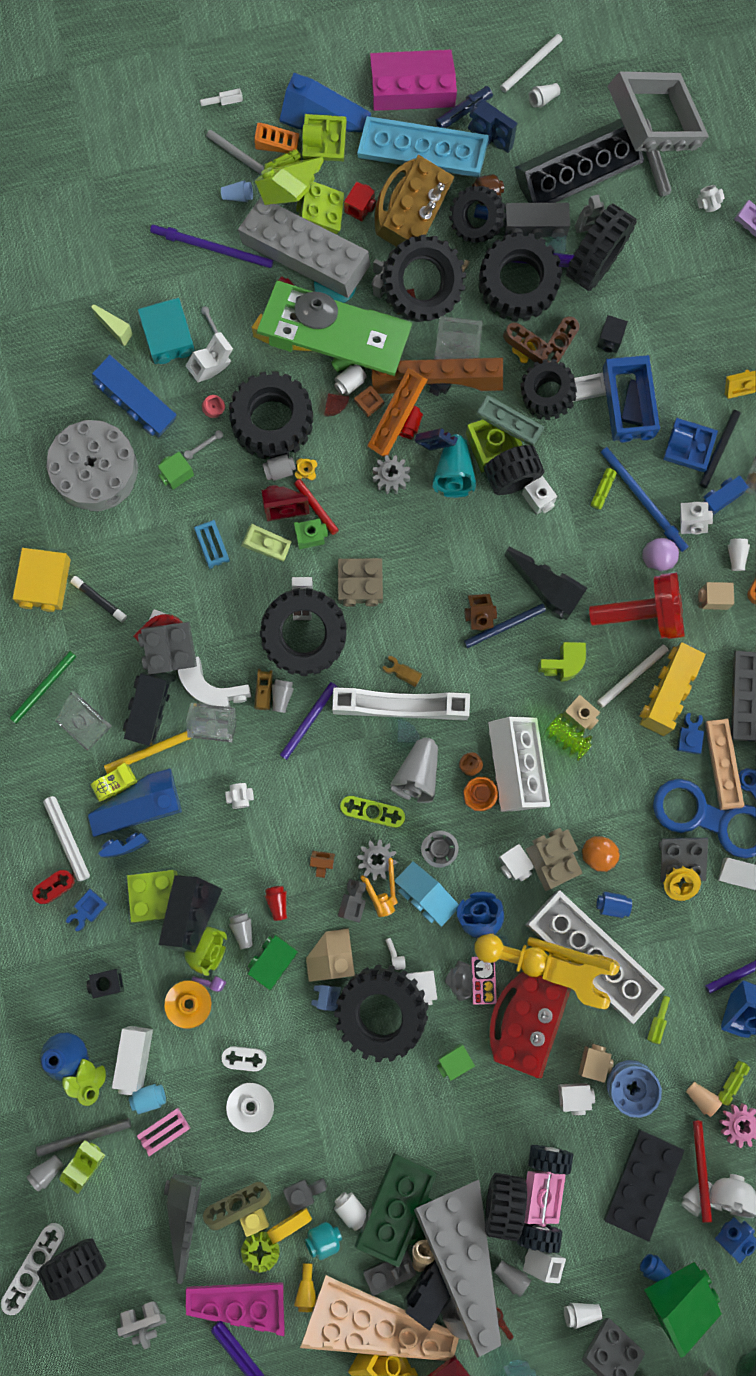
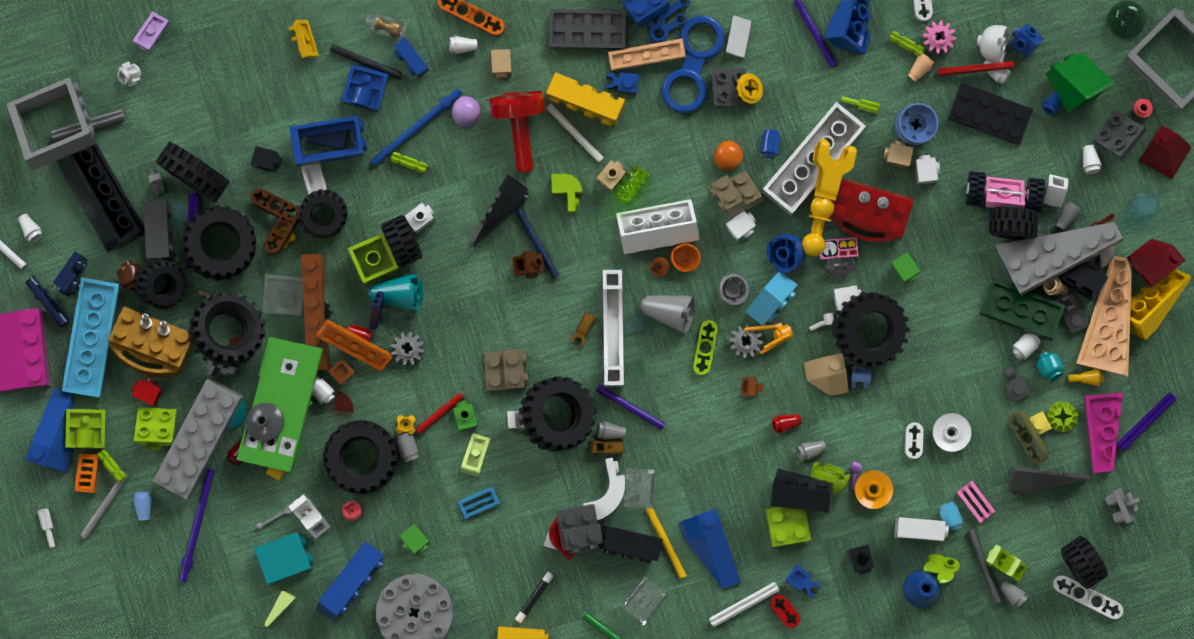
camera: 85 degrees left, 5 degrees up
(114, 782) = (694, 568): neon yellow leg -> none
(117, 848) = (750, 560): blue slope -> none
(189, 454) = (397, 530): light grey hinge -> none
(239, 795) = (699, 460): white gear -> none
(272, 962) = (835, 422): green brick -> none
(284, 503) = (439, 442): dark red slope -> none
(288, 181) = (139, 453): lime wedge -> none
(289, 1225) = (1040, 394): yellow beam -> none
(352, 904) = (784, 359): dark grey plate -> none
(510, 421) = (358, 246): sand green tile -> none
(571, 954) = (814, 178): yellow bar -> none
(695, 518) = (433, 83): white brick -> none

